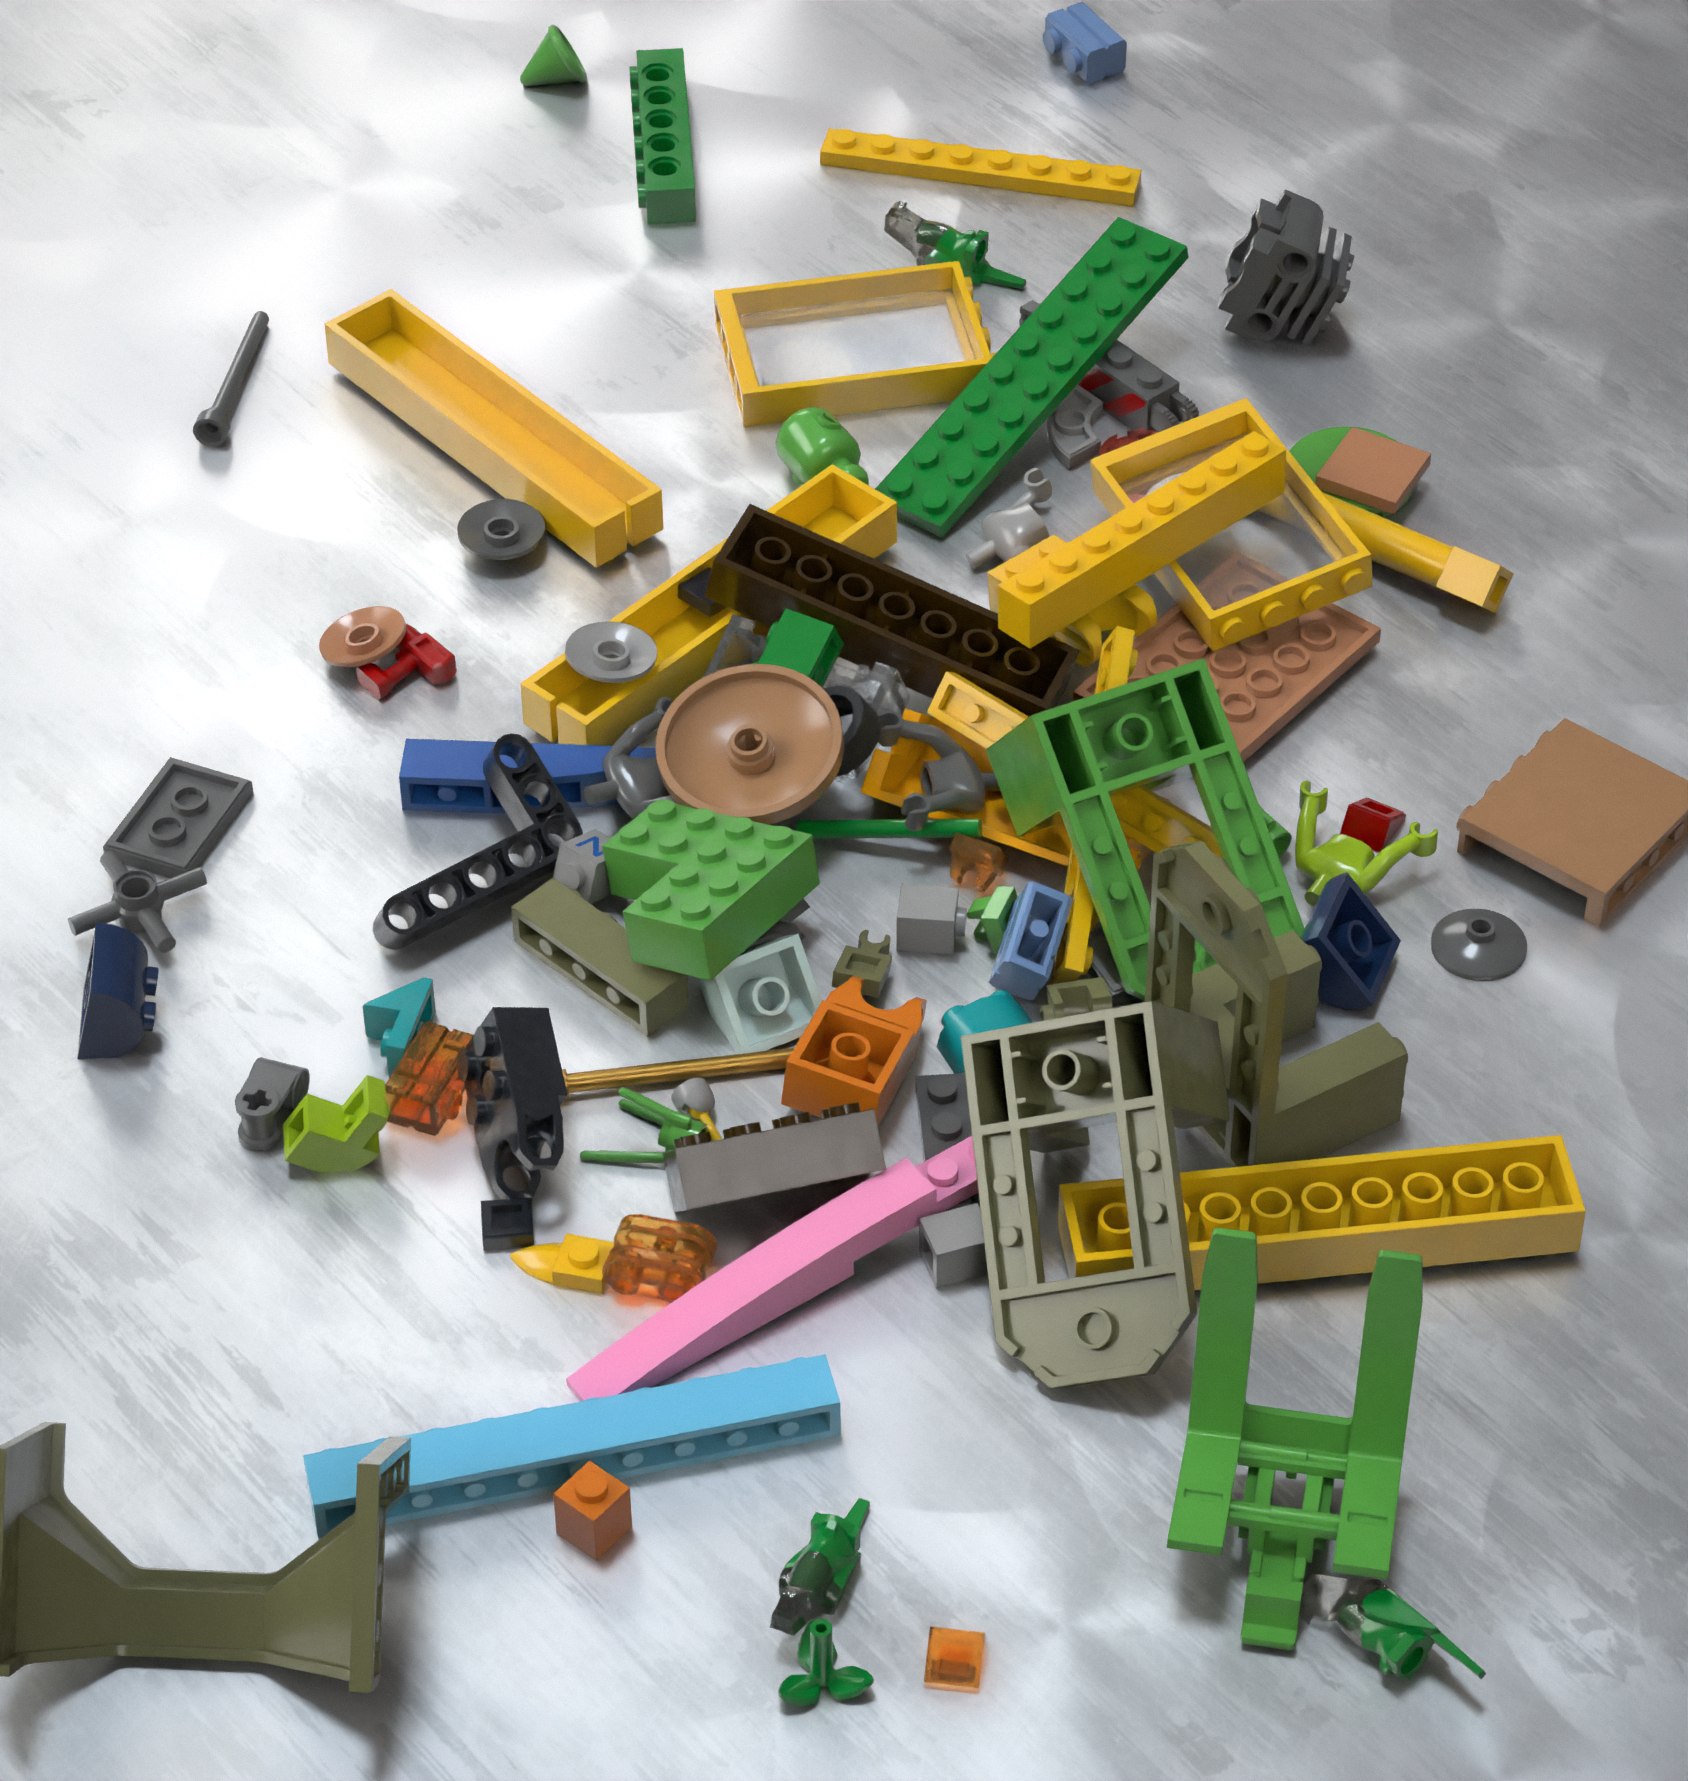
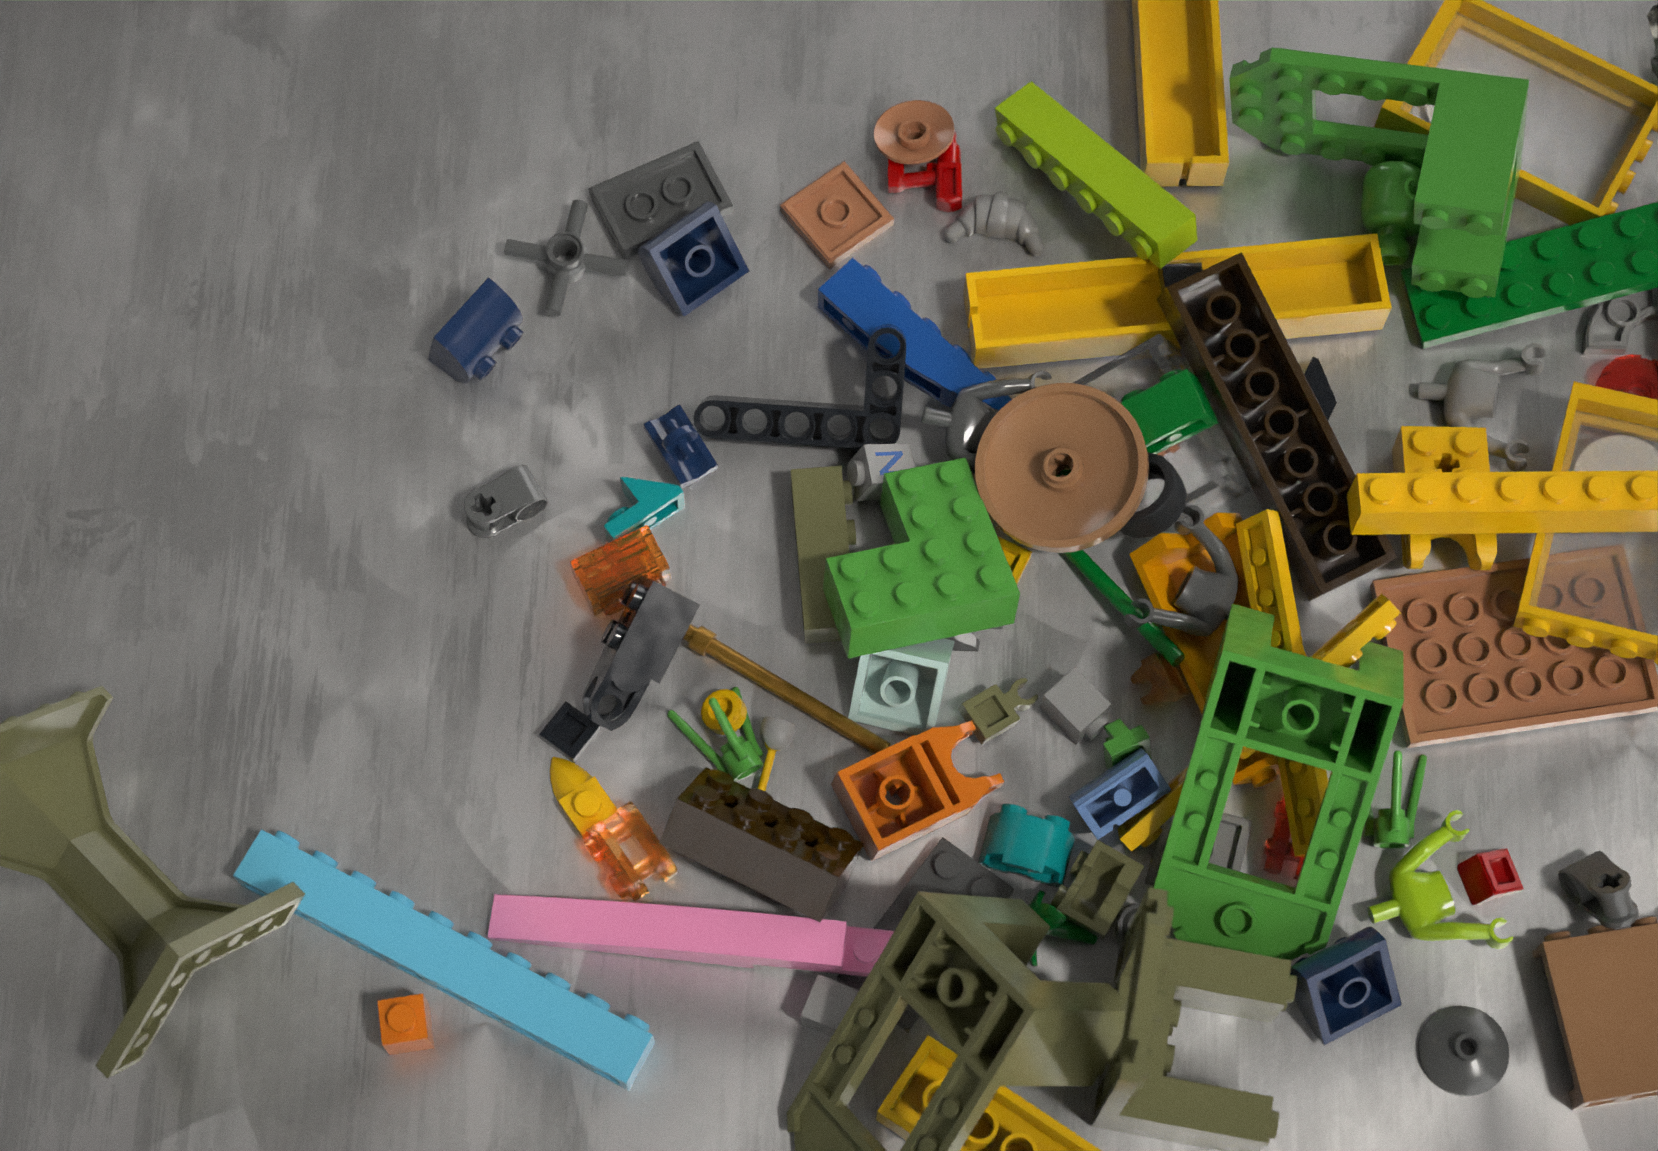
camera: 40 degrees right, 25 degrees up
(259, 828) = (693, 259): none -> dark blue brick
(334, 1135) = (518, 567): lime brick -> none
(351, 737) = (836, 215): none -> nougat tile
(390, 957) = (681, 447): none -> dark blue hips
(499, 654) = (997, 218): none -> light grey piece
(501, 529) = (1102, 88): dark grey dish -> none
(556, 561) = (1096, 175): none -> lime brick
(611, 652) = (1049, 283): light grey dish -> none
(629, 1121) = (731, 705): none -> yellow tile
(867, 360) = (1465, 162): none -> bright green bracket
(1464, 764) = (1600, 890): none -> dark grey piece

